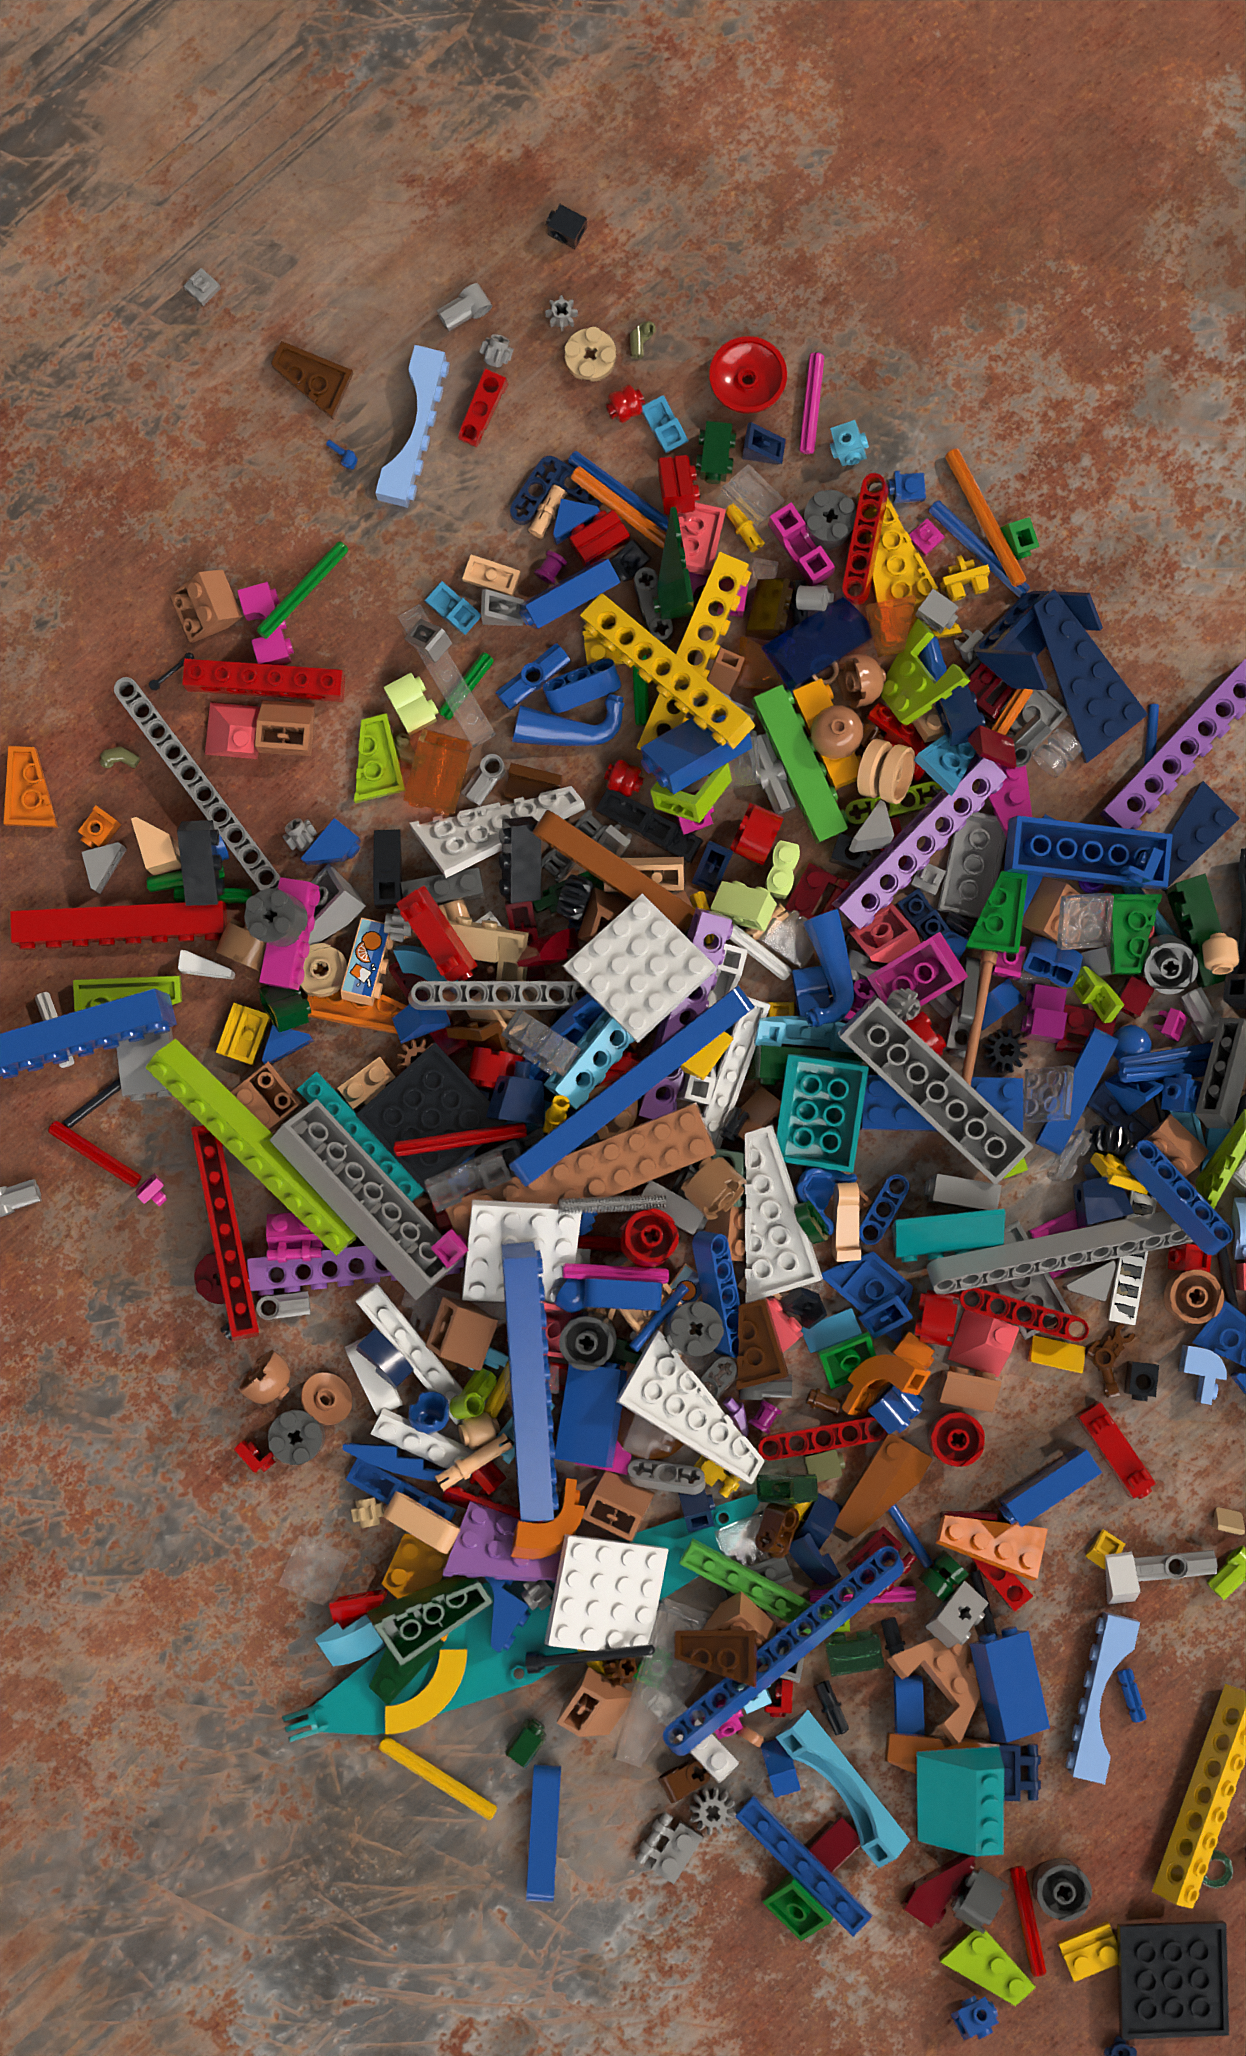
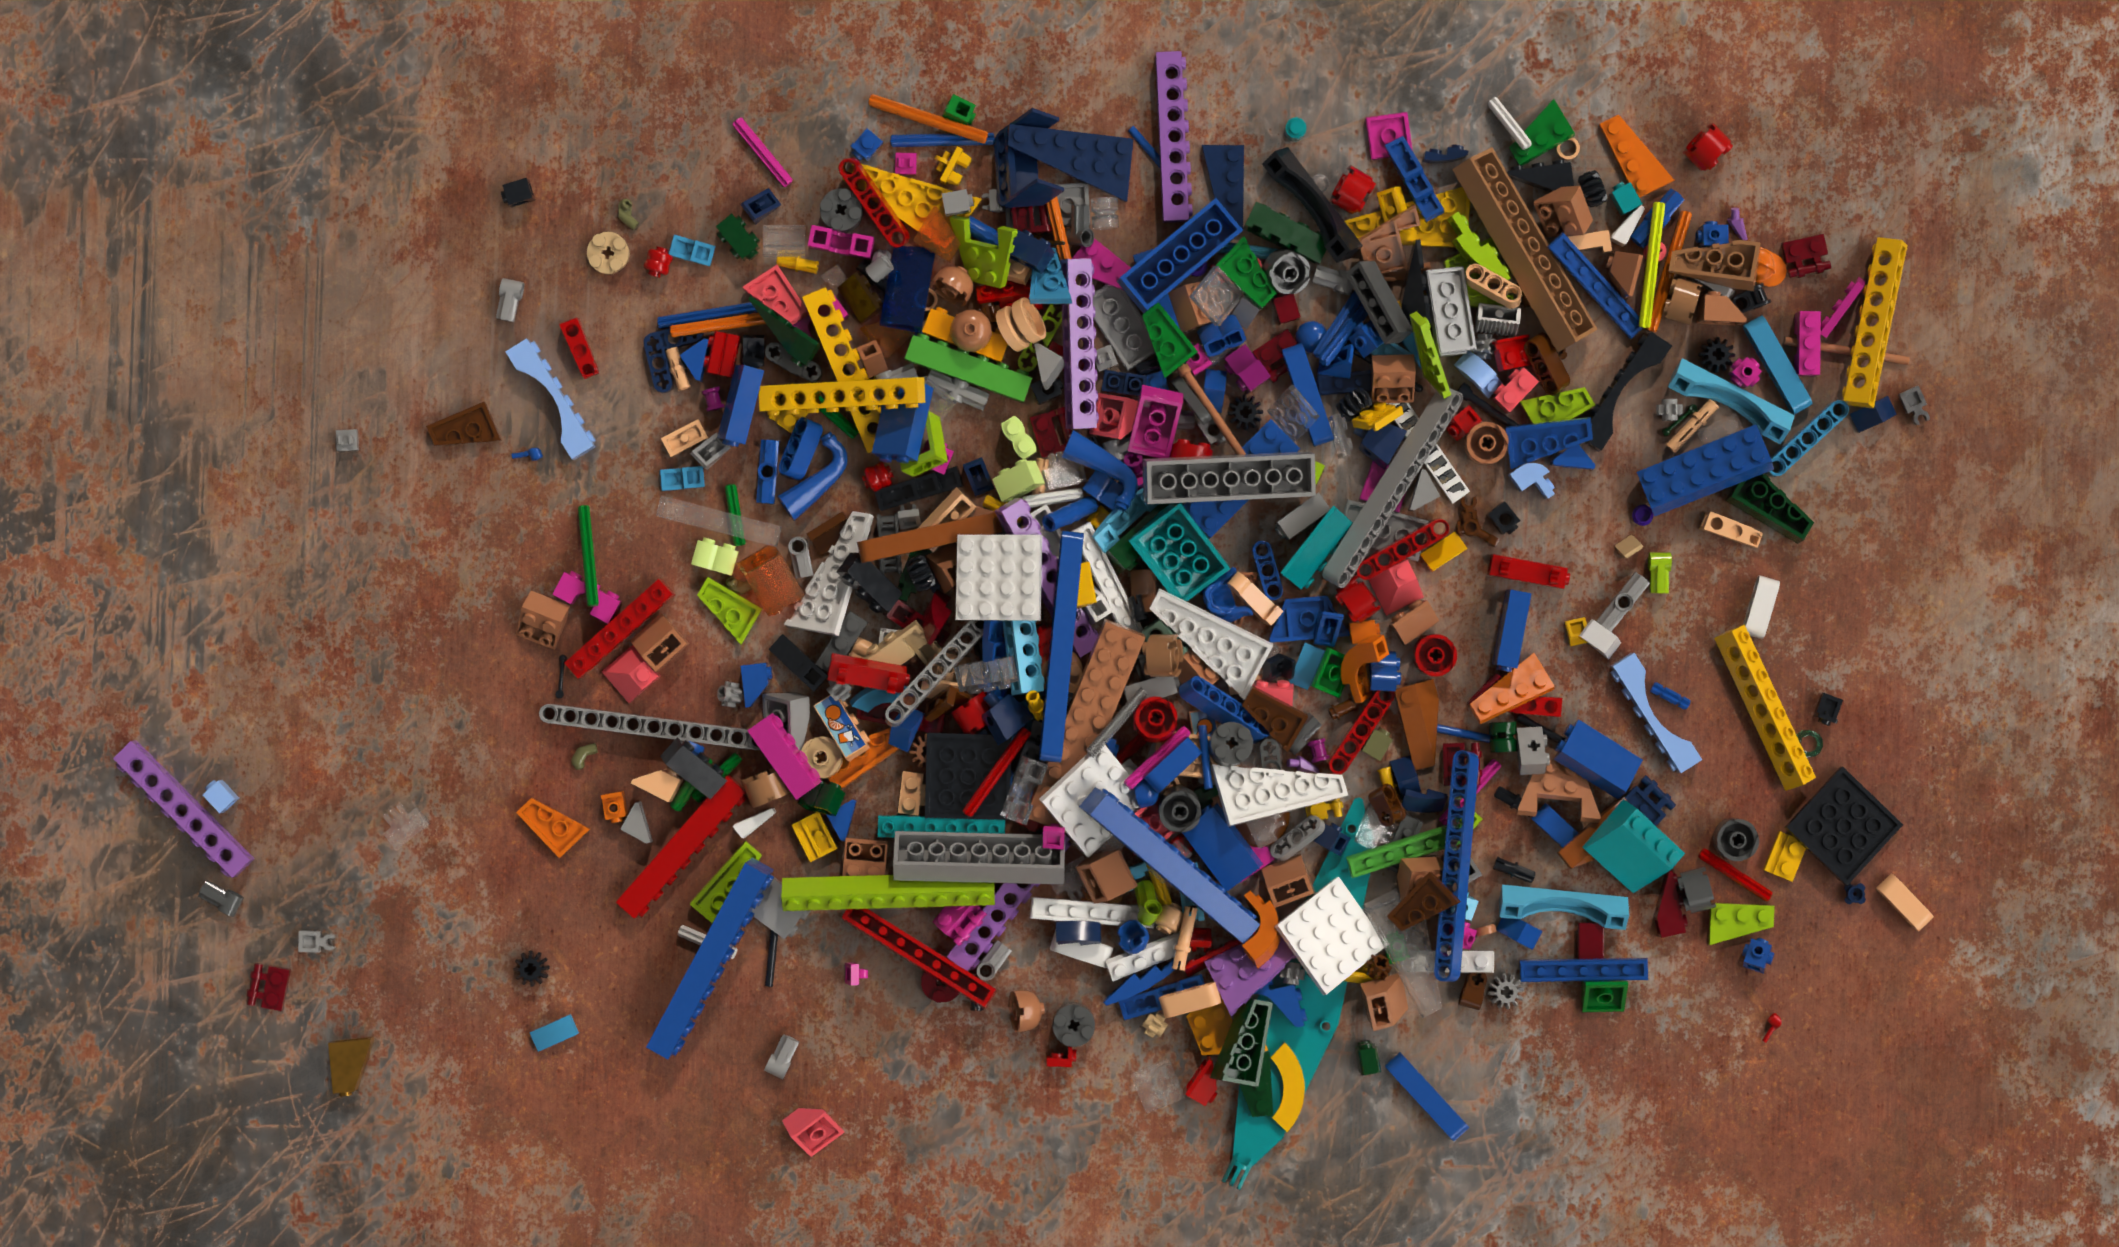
camera: 50 degrees left, 5 degrees up
(94, 1154) = (801, 986): red axle -> none
(275, 917) = (758, 758): dark grey brick -> none
(335, 1393) = (1068, 979): nougat dish -> none
(350, 1644) = (1219, 1103): medium azure slope -> none
(429, 639) = (688, 511): light grey slope -> none
(437, 1777) = (1339, 1126): yellow axle -> none
(496, 350) = (553, 306): light grey gear -> none
(539, 1661) = (1329, 1009): black piece -> none
(561, 320) = (572, 250): light grey gear -> none
(676, 1851) = (1508, 1033): light grey plate -> none
(677, 485) = (735, 279): red brick -> none
(751, 359) = (702, 162): red dish -> none
(756, 833) = (984, 433): red brick -> none
(759, 980) = (1070, 513): none -> blue axle
(784, 1693) = (1481, 889): red bracket -> none
(787, 1488) = (1369, 777): clear green brick -> none
(811, 1222) = (1235, 619): dark green beam -> none
(848, 443) = (808, 155): medium azure brick -> none
(854, 1653) = (1496, 828): clear green brick -> none
(904, 1003) = (1163, 446): light grey gear -> none
(993, 746) = (1067, 250): dark red slope -> none
(1094, 990) = (1261, 327): lime slope -> none
(1147, 863) = (1219, 231): blue bracket -> none
(1173, 1025) = (1324, 301): dark pink tile -> none
(1178, 1197) = (1422, 399): blue beam -> none
(1220, 953) = (1309, 238): light nougat head -> none

